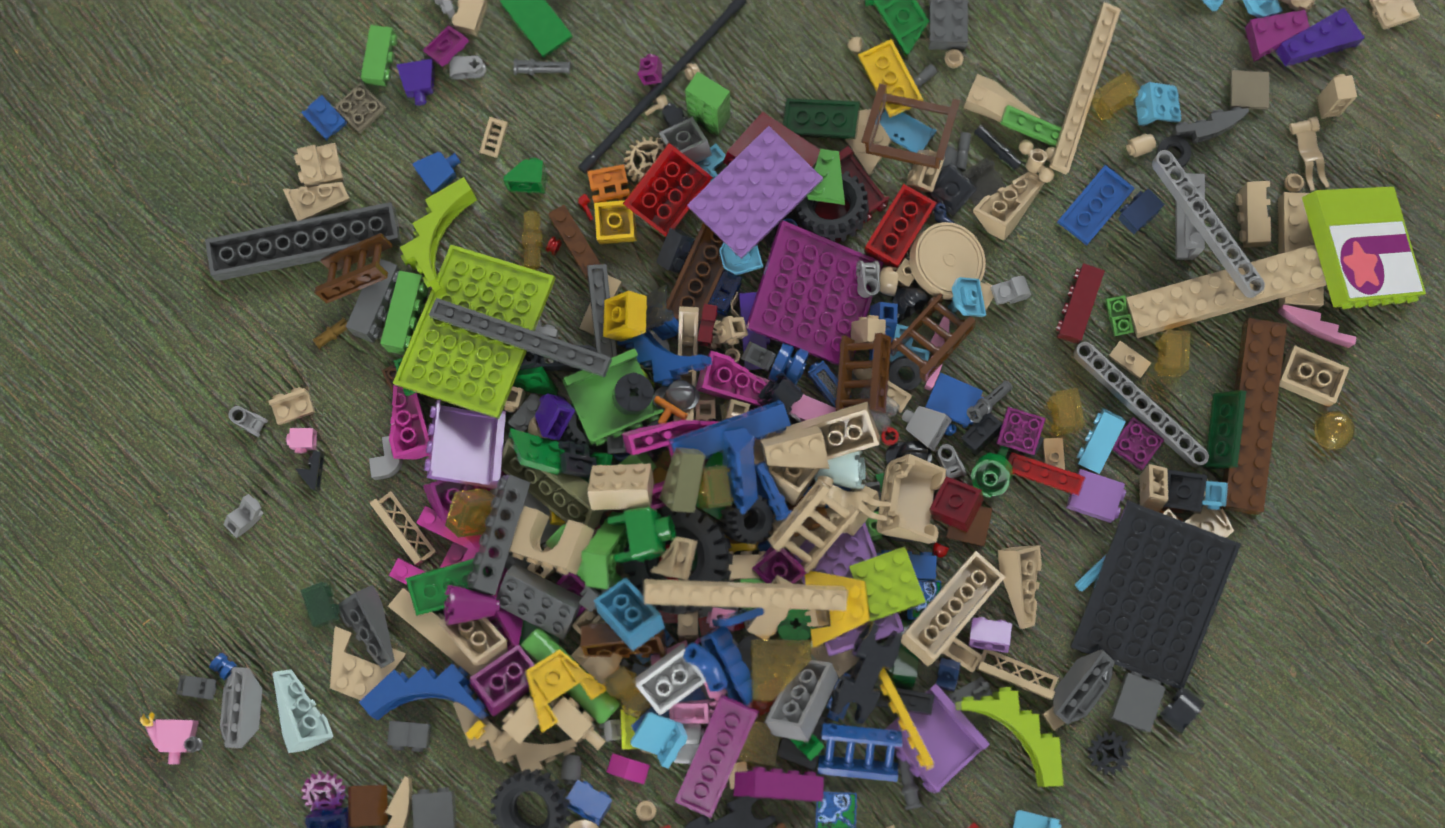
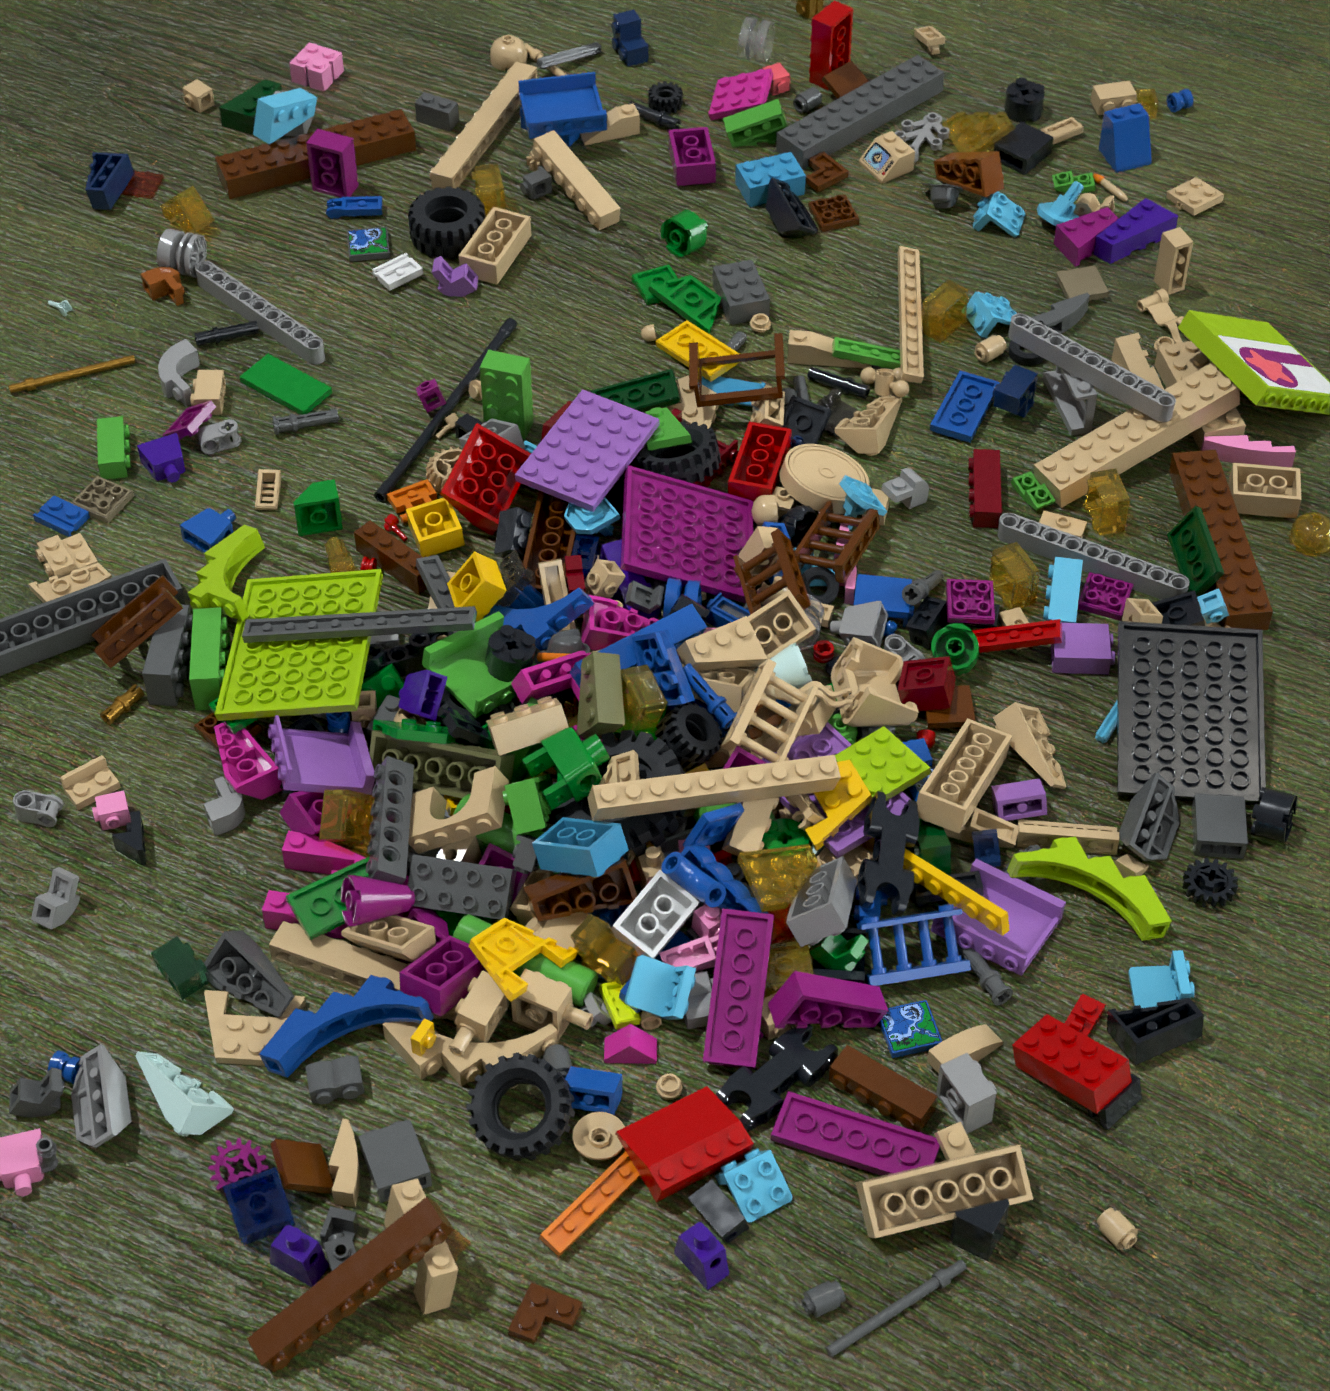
camera: 20 degrees left, 30 degrees down
(396, 531) = (255, 872): tan fence -> none
(868, 274) = (741, 511): light grey piece -> none

